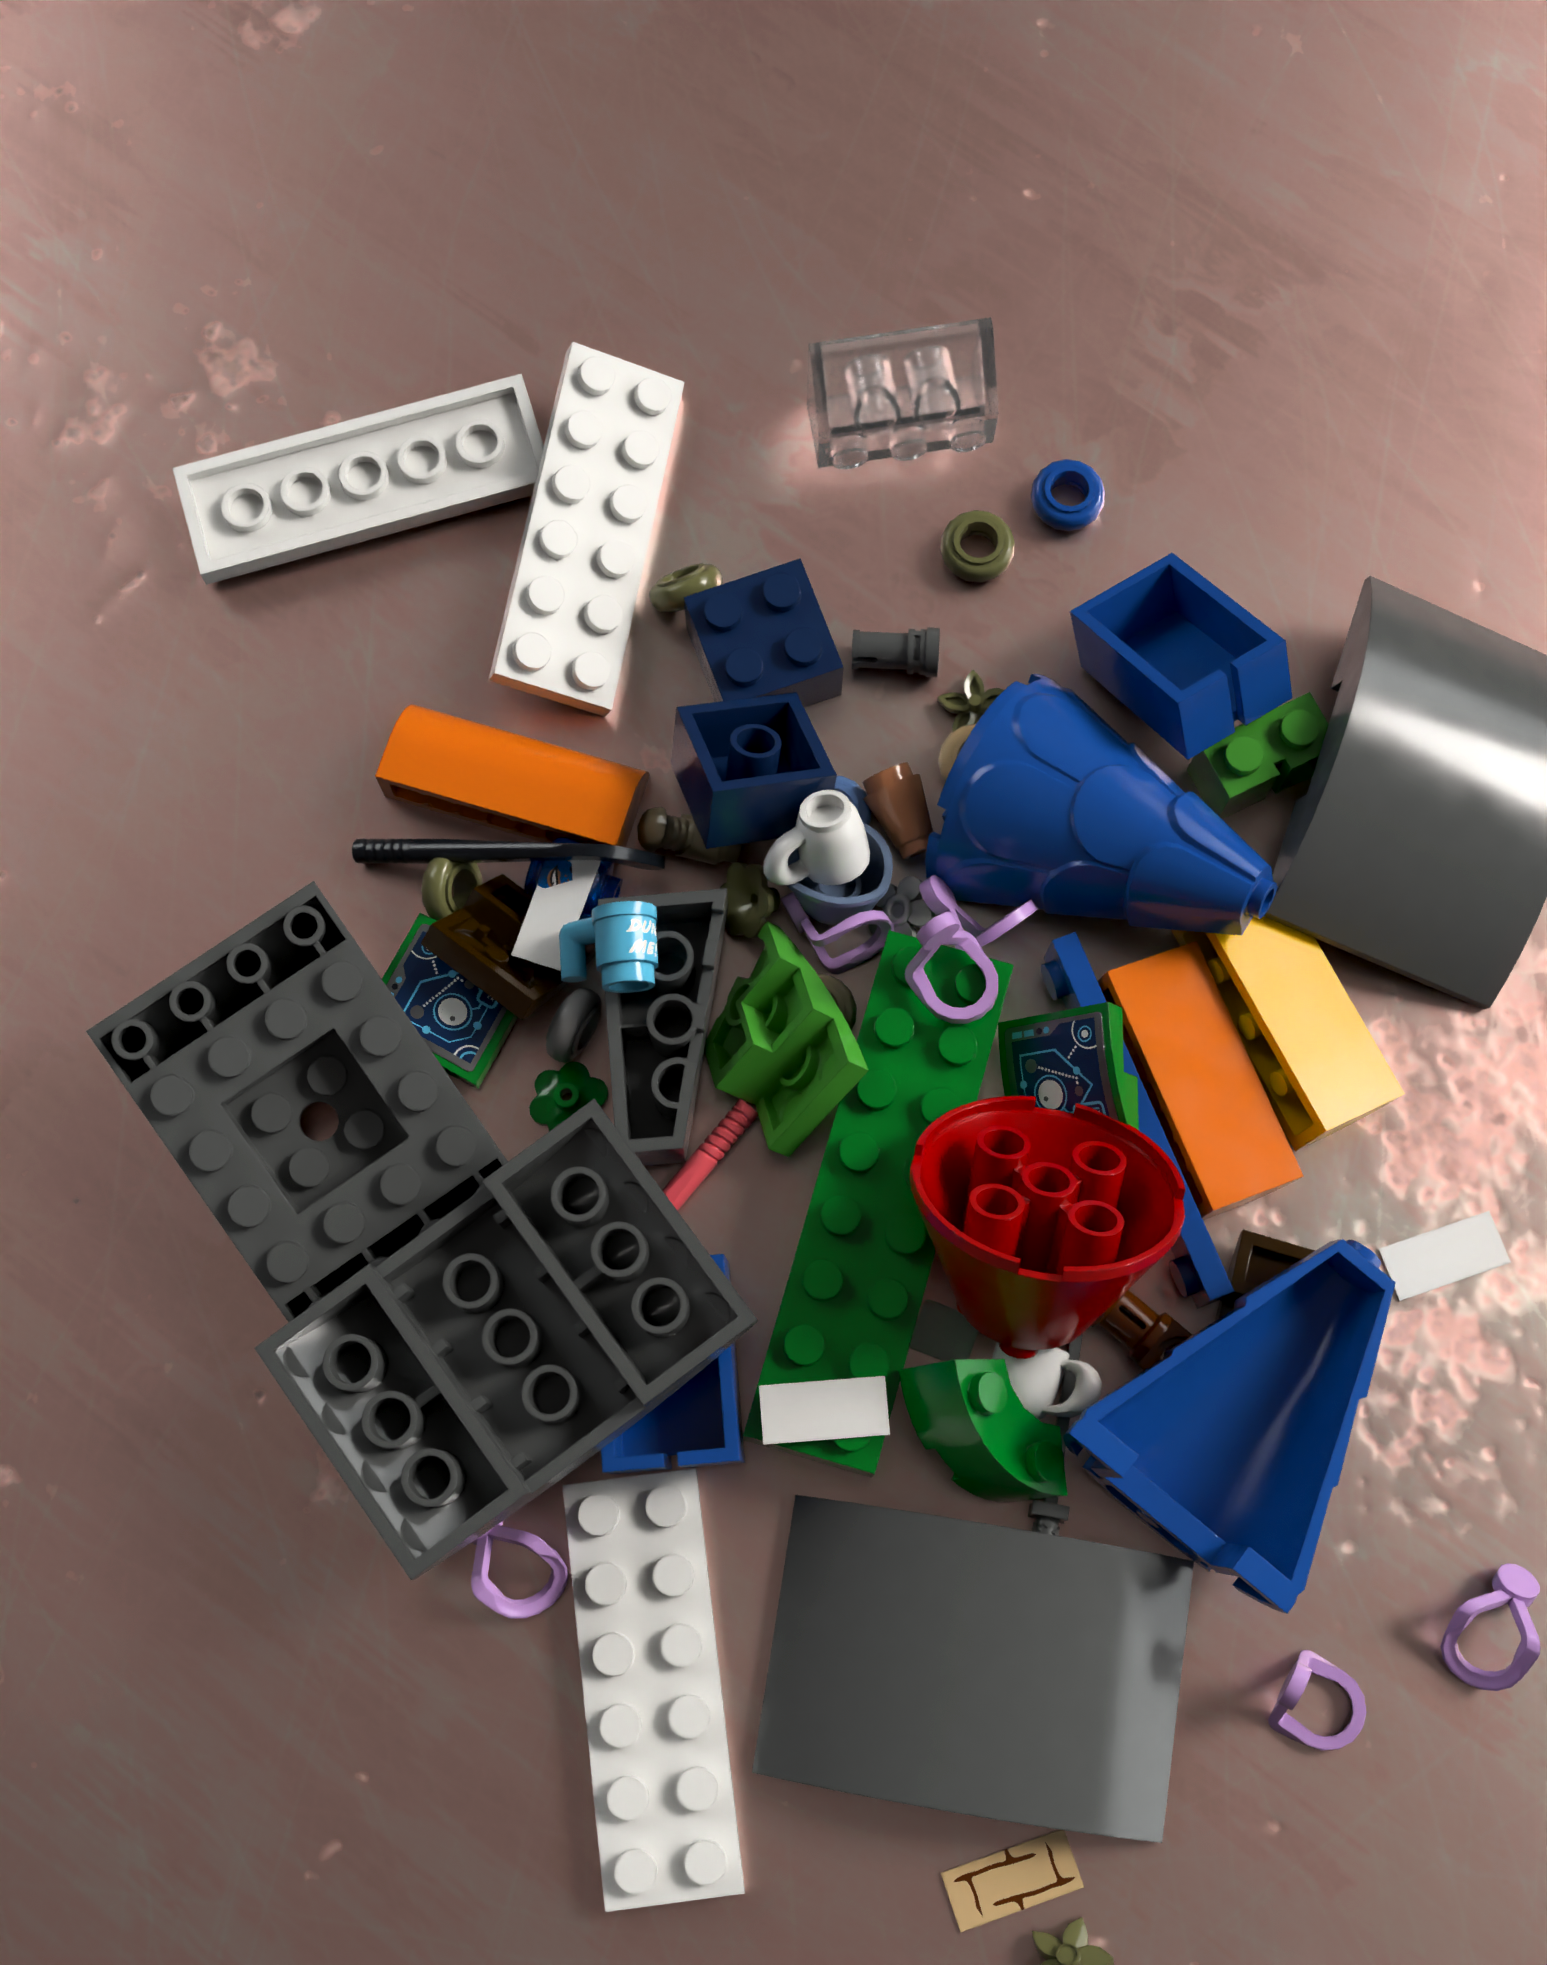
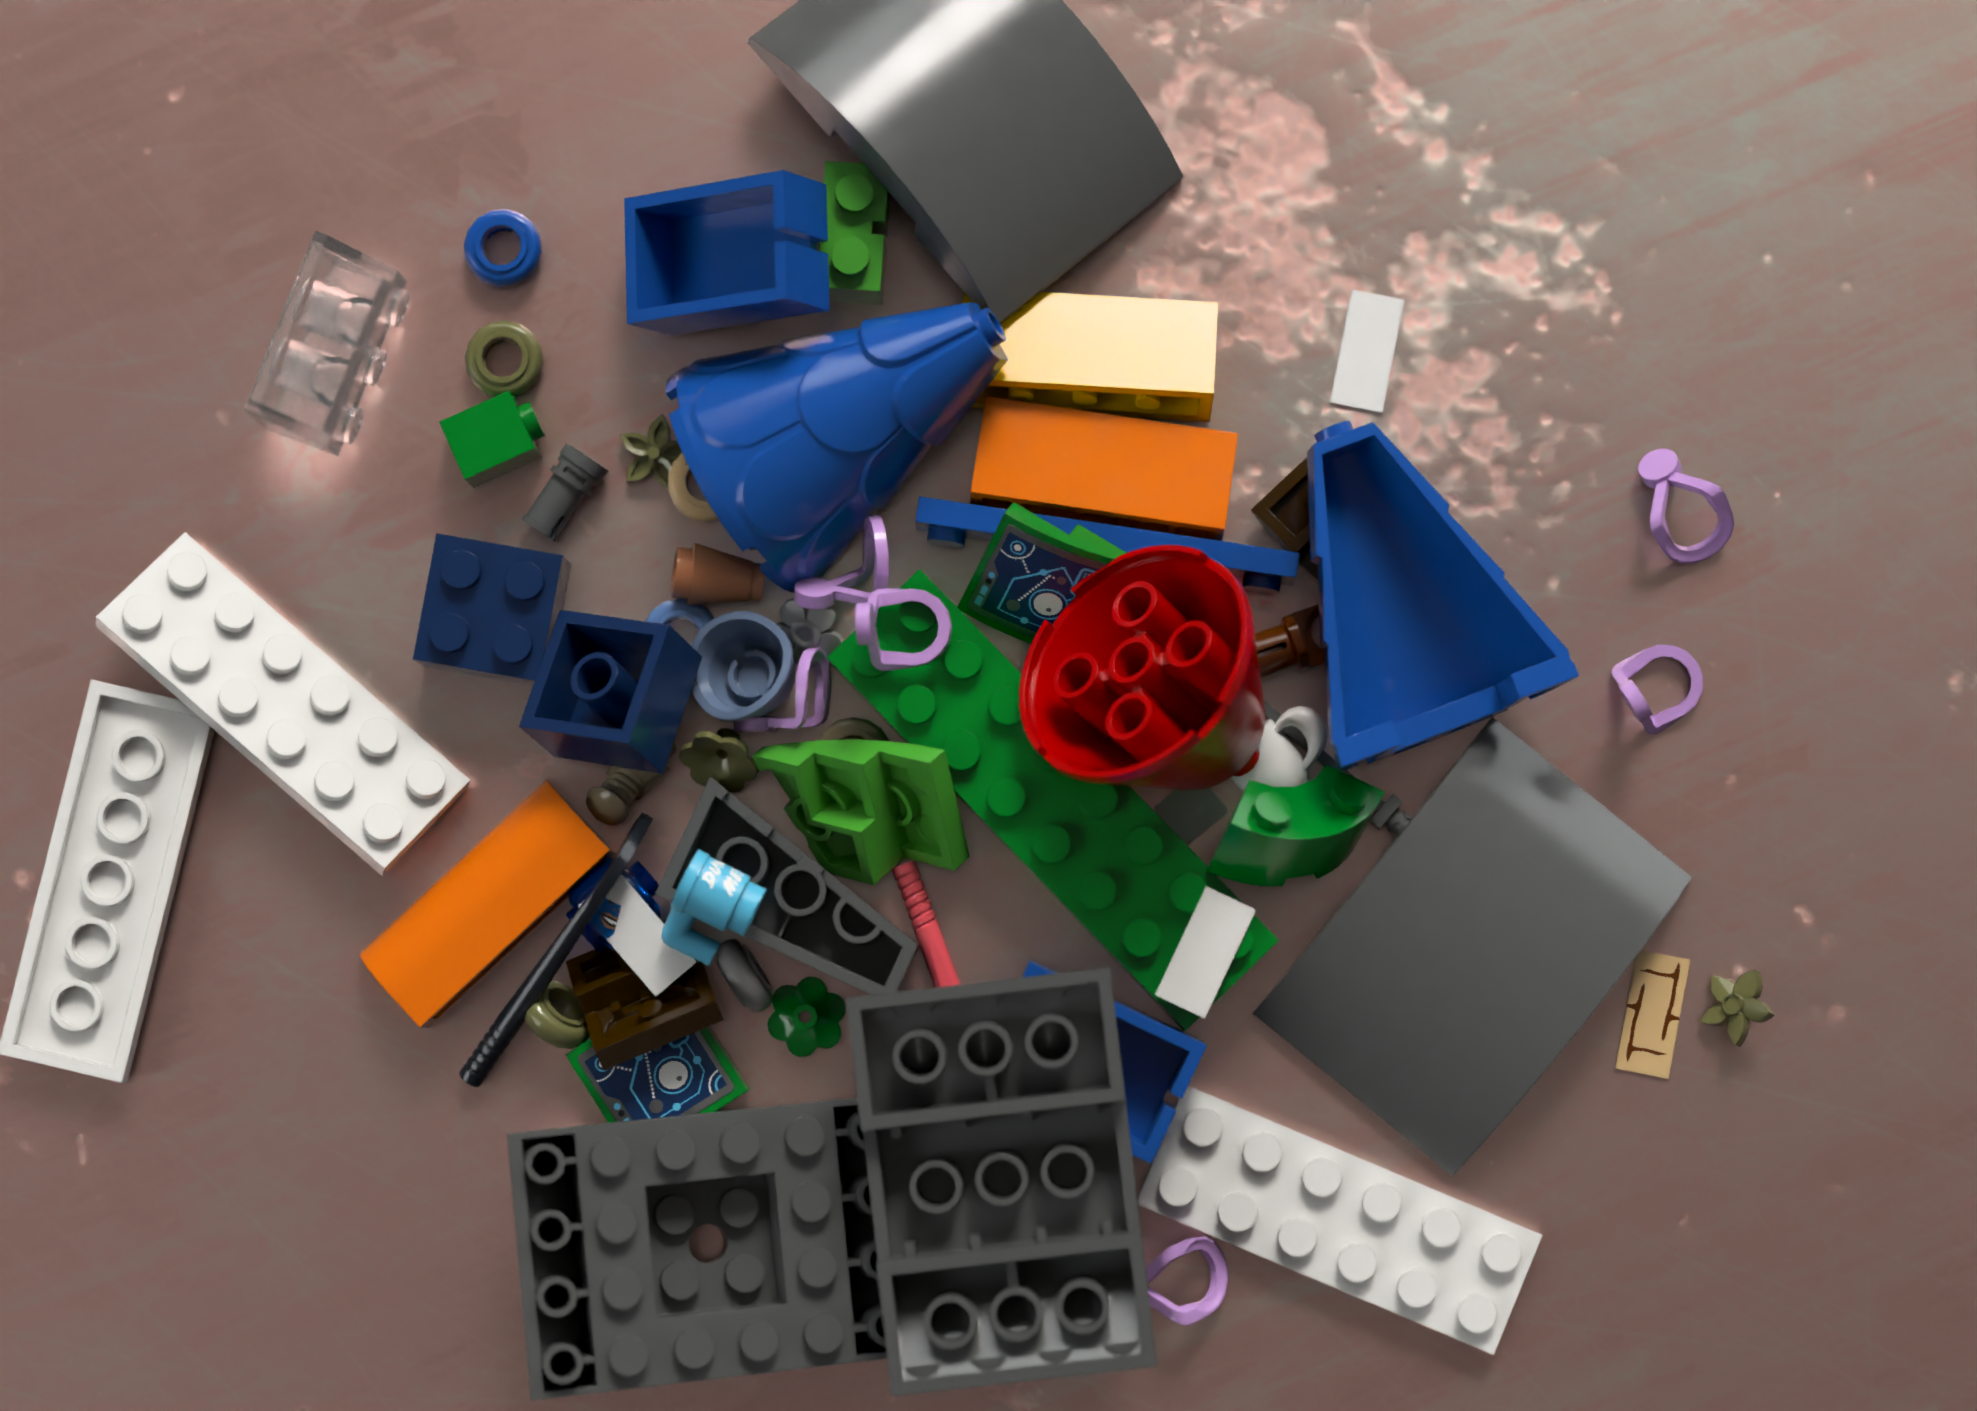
camera: 55 degrees left, 10 degrees up
(671, 589) = (392, 647): olive piece -> none
(828, 842) = (718, 664): white piece -> none
(907, 569) = (493, 438): none -> green brick

